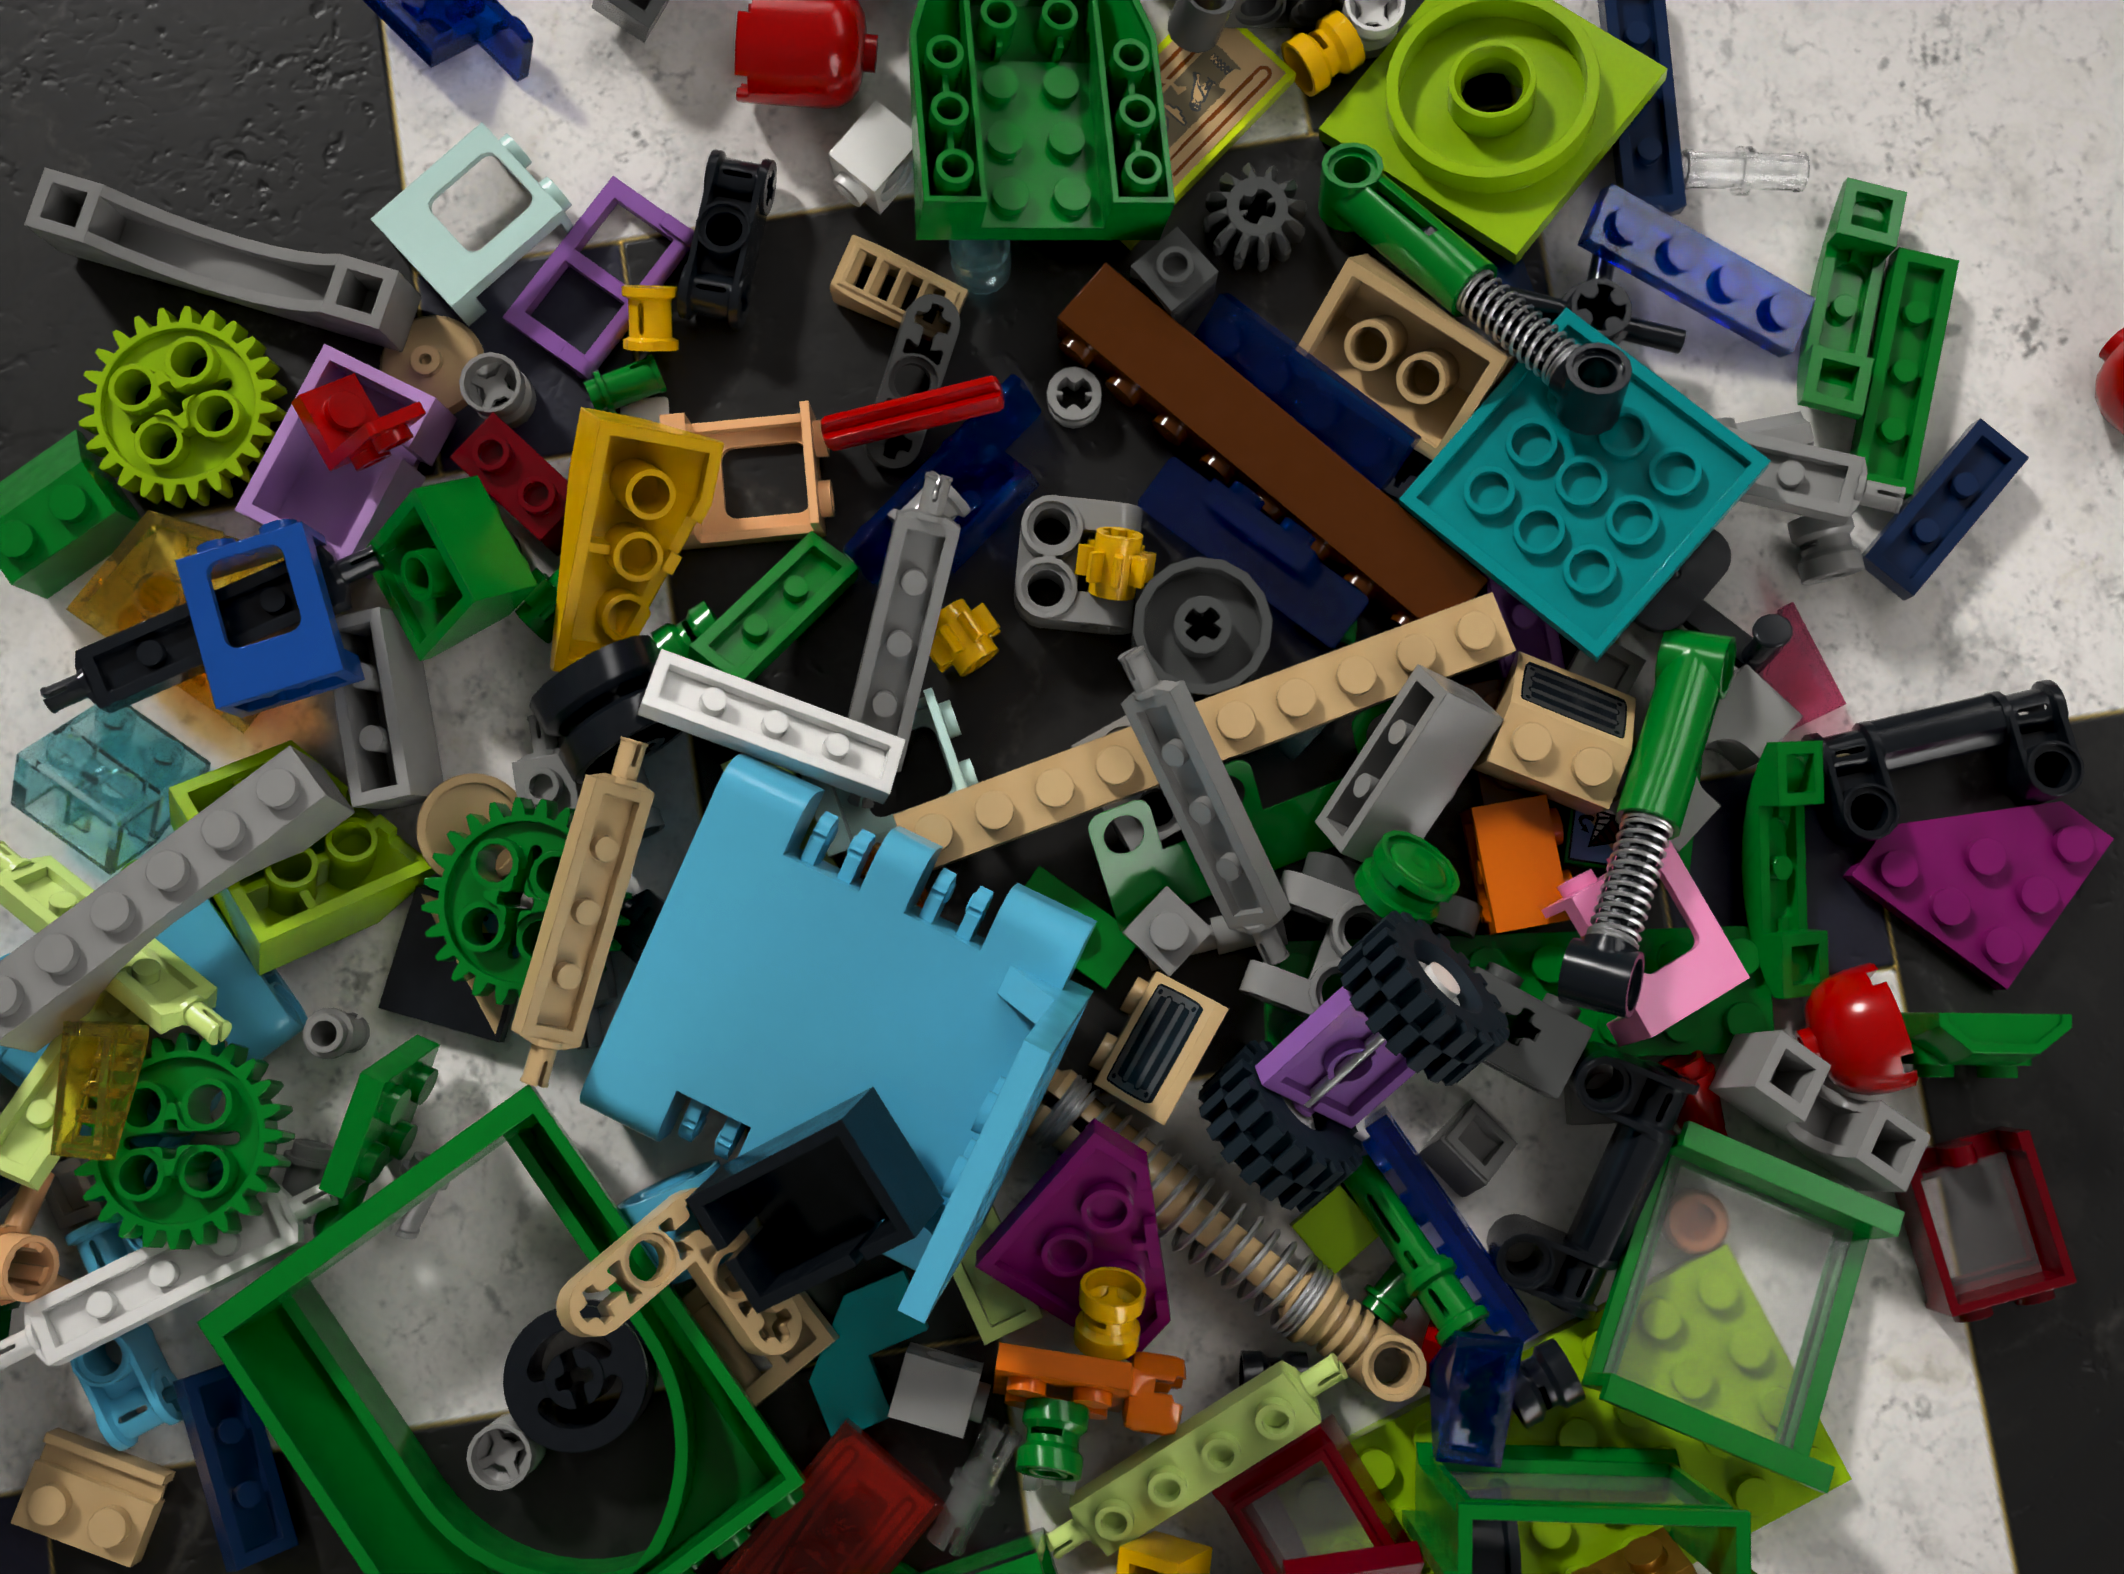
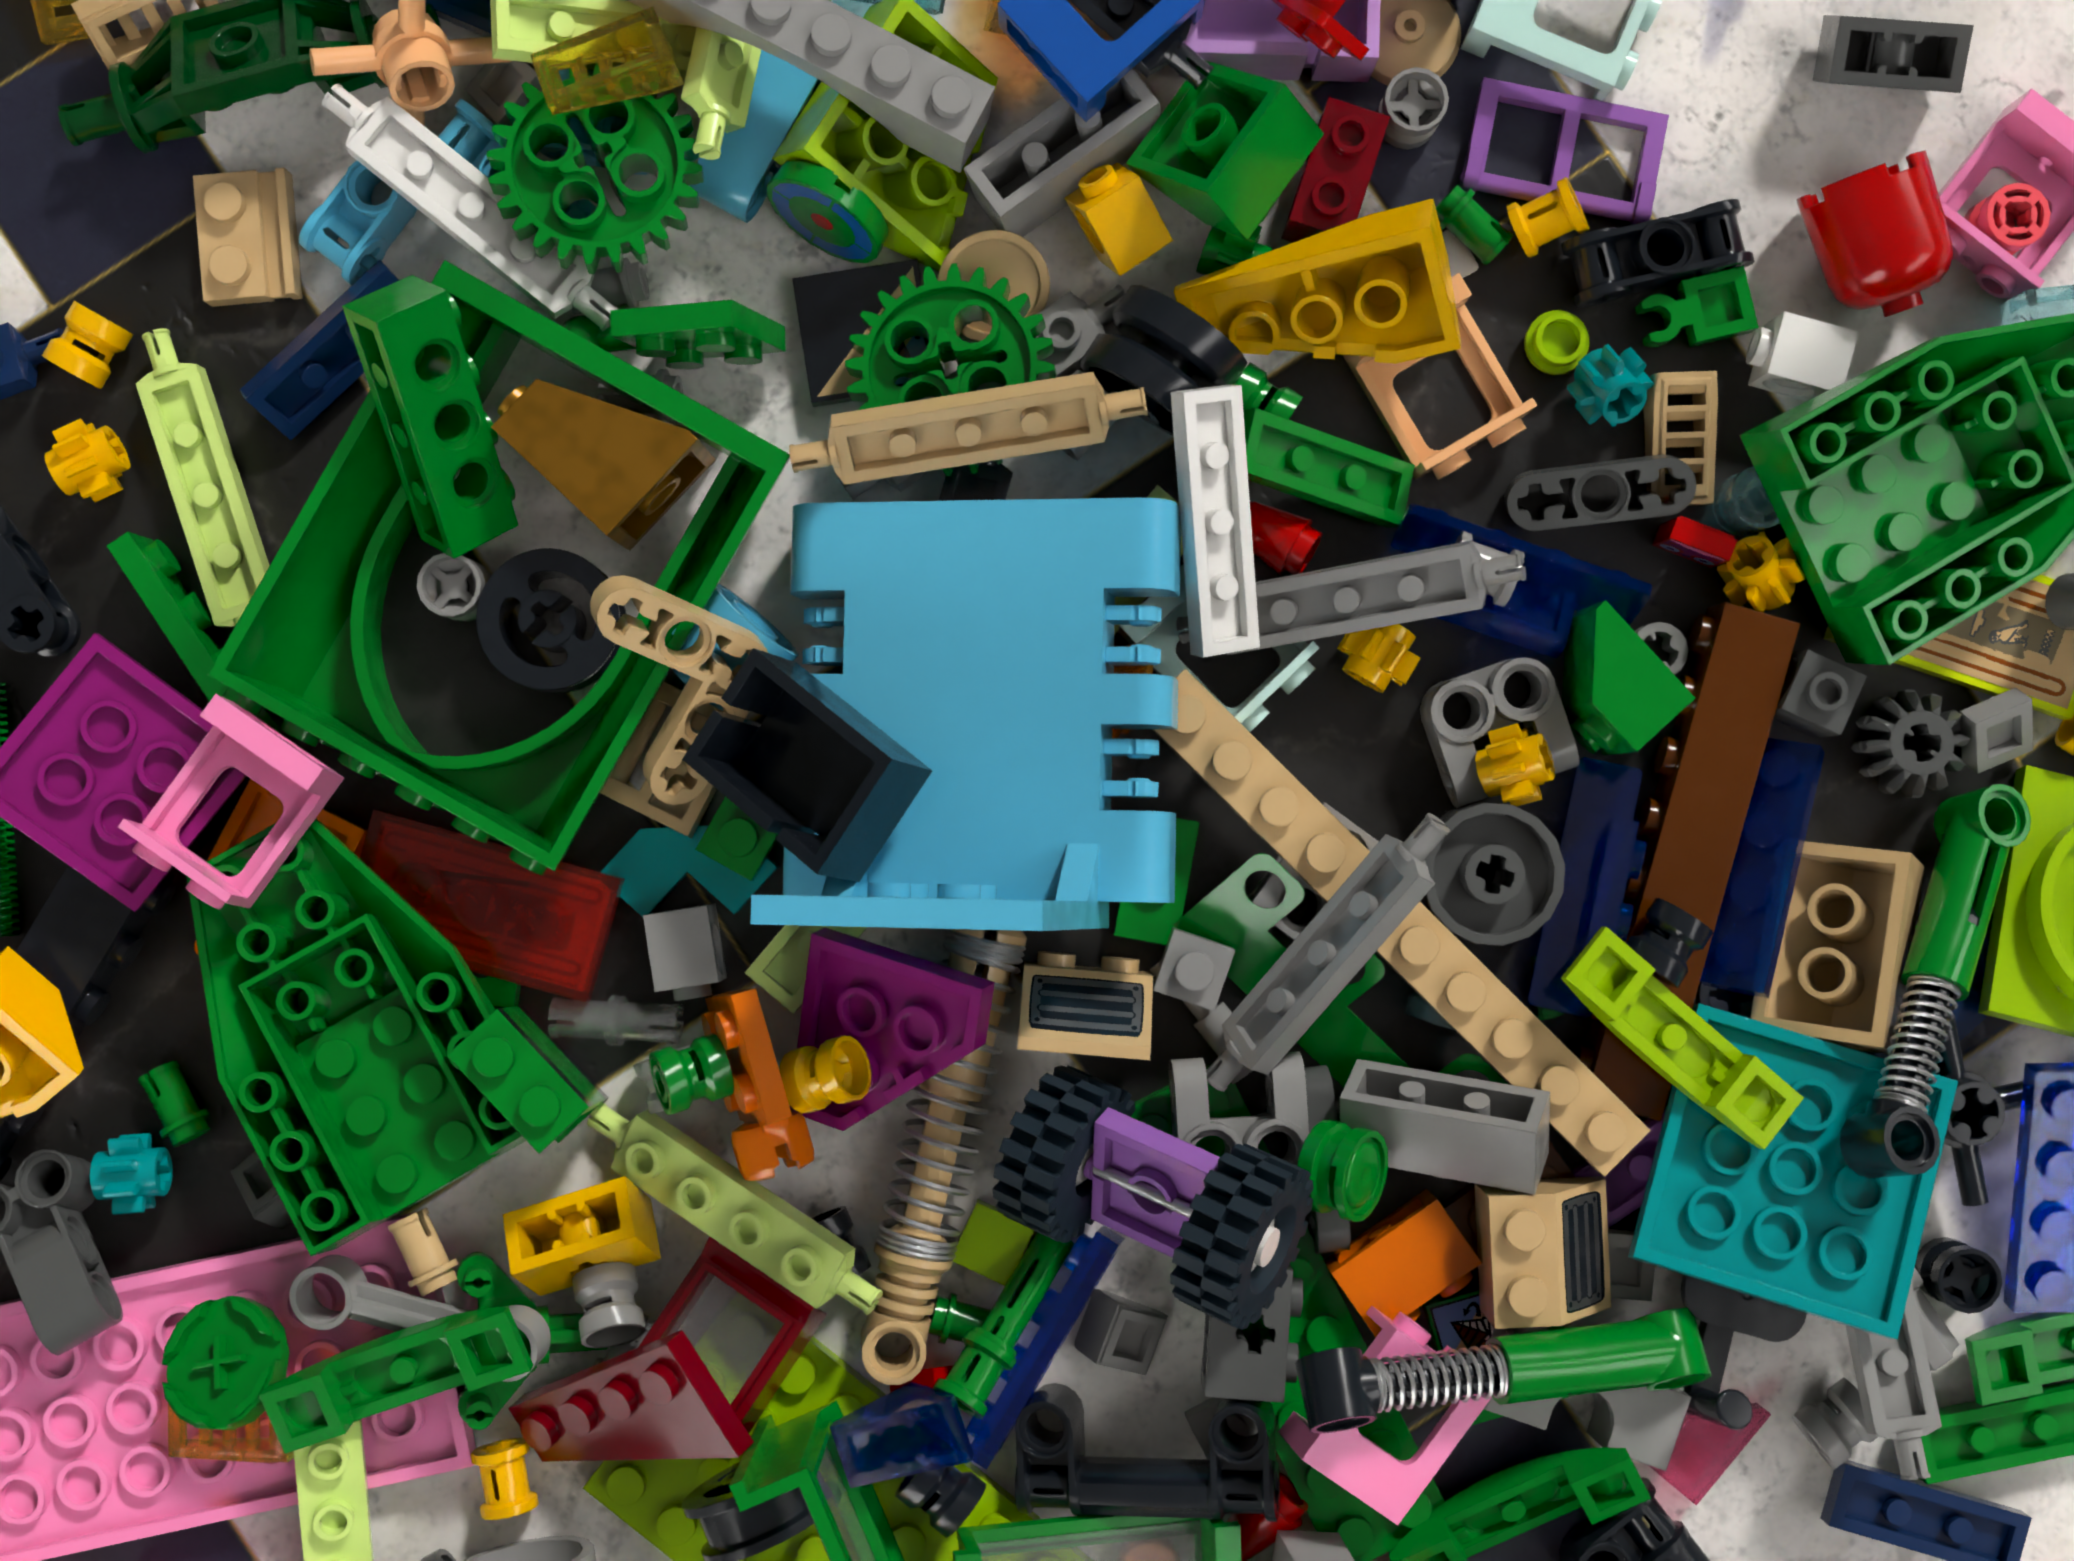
camera: 60 degrees right, 5 degrees up
(235, 1408) = (388, 335): none -> green brick
(334, 950) = (825, 214): none -> green tile
(334, 1032) = (746, 238): light grey pin -> none
(451, 1257) = (603, 457): none -> pearl gold slope
(465, 690) = (1118, 217): none -> yellow brick
(763, 359) = (1556, 342): none -> lime plate
(796, 218) = (1706, 307): none -> green plate
(821, 675) = (1283, 538): none -> red cone
(822, 330) = (1610, 385): none -> teal gear
(860, 1295) = (736, 841): none -> green plate
(912, 413) = (1570, 509): red axle -> none
(993, 320) = (1695, 541): none -> red tile
(1046, 276) = (1761, 573): none -> yellow gear
(1084, 443) = (1616, 684): none -> green slope
(1277, 138) = (1997, 729): none -> light grey plate
(1331, 502) = (1669, 940): none -> black wheel
(1422, 533) = (1678, 1042): none -> lime slope
(1750, 377) = (1971, 1281): none -> black wheel

